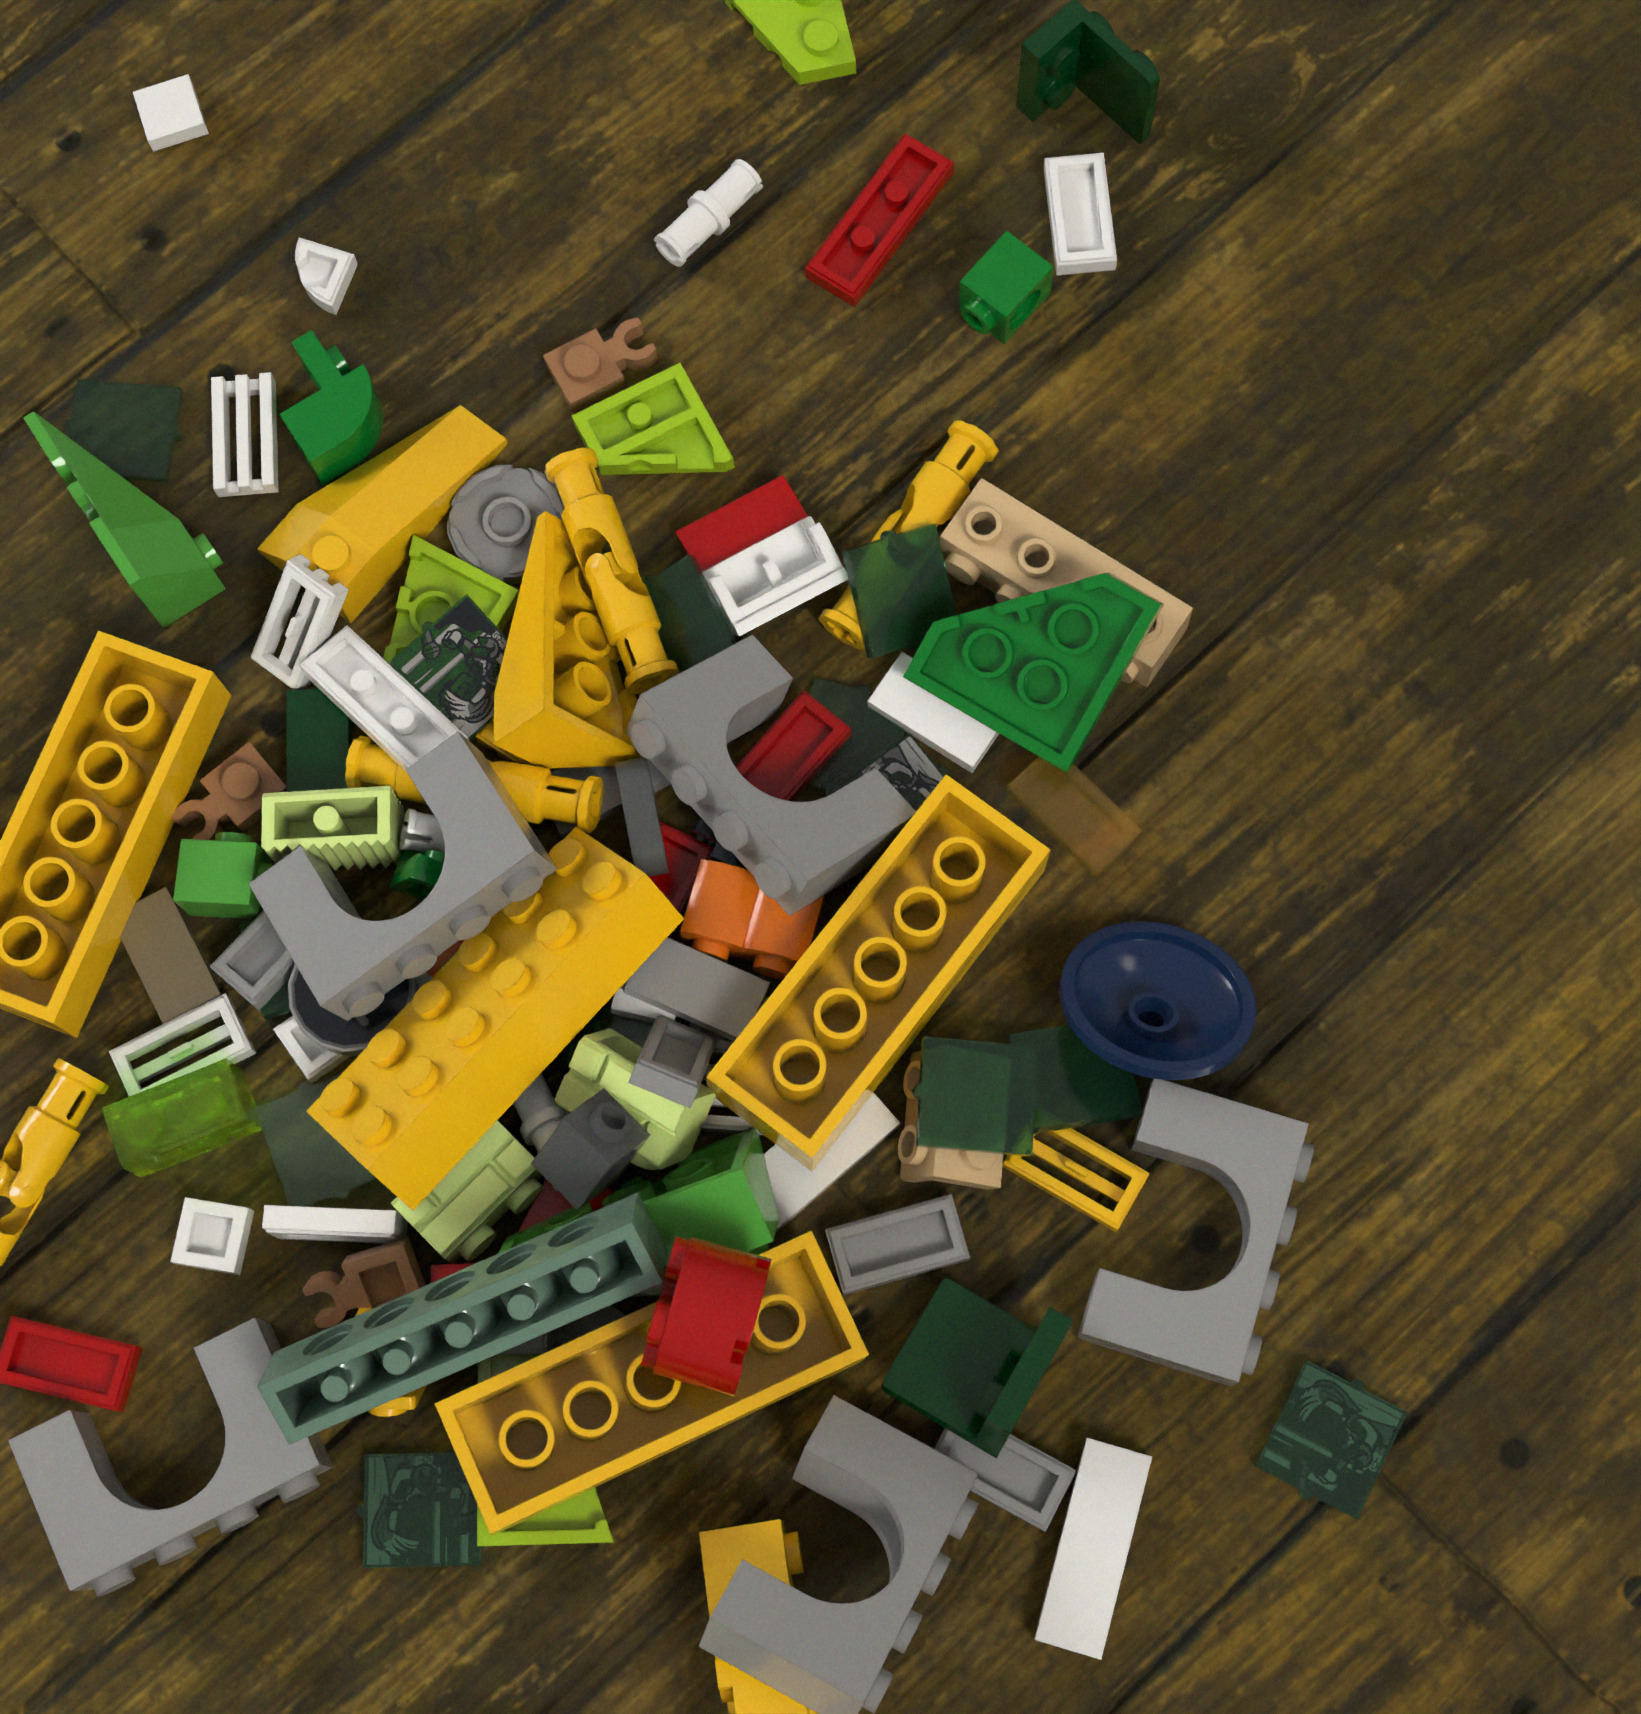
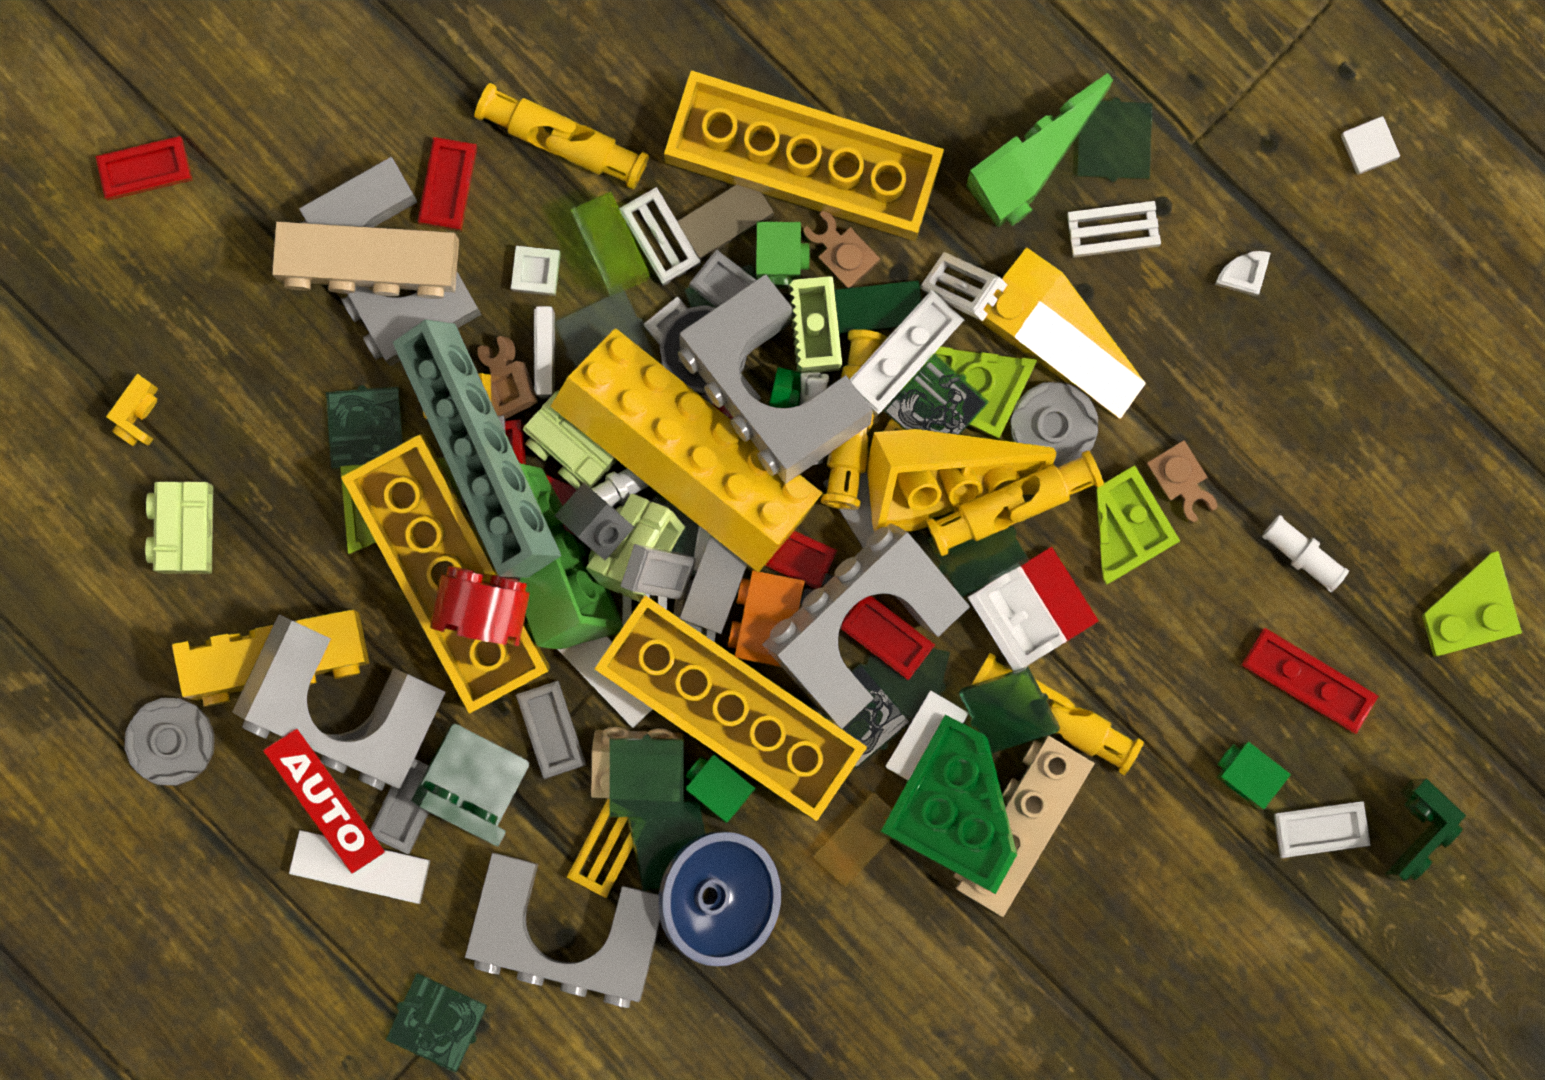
camera: 85 degrees right, 10 degrees up
(154, 1483) = (365, 258): none -> tan brick
(339, 421) = (1127, 302): green brick -> none
(641, 816) = (832, 538): dark grey beam -> none
(991, 1591) = (324, 800): none -> red sticker
(994, 997) = (718, 787): none -> green brick

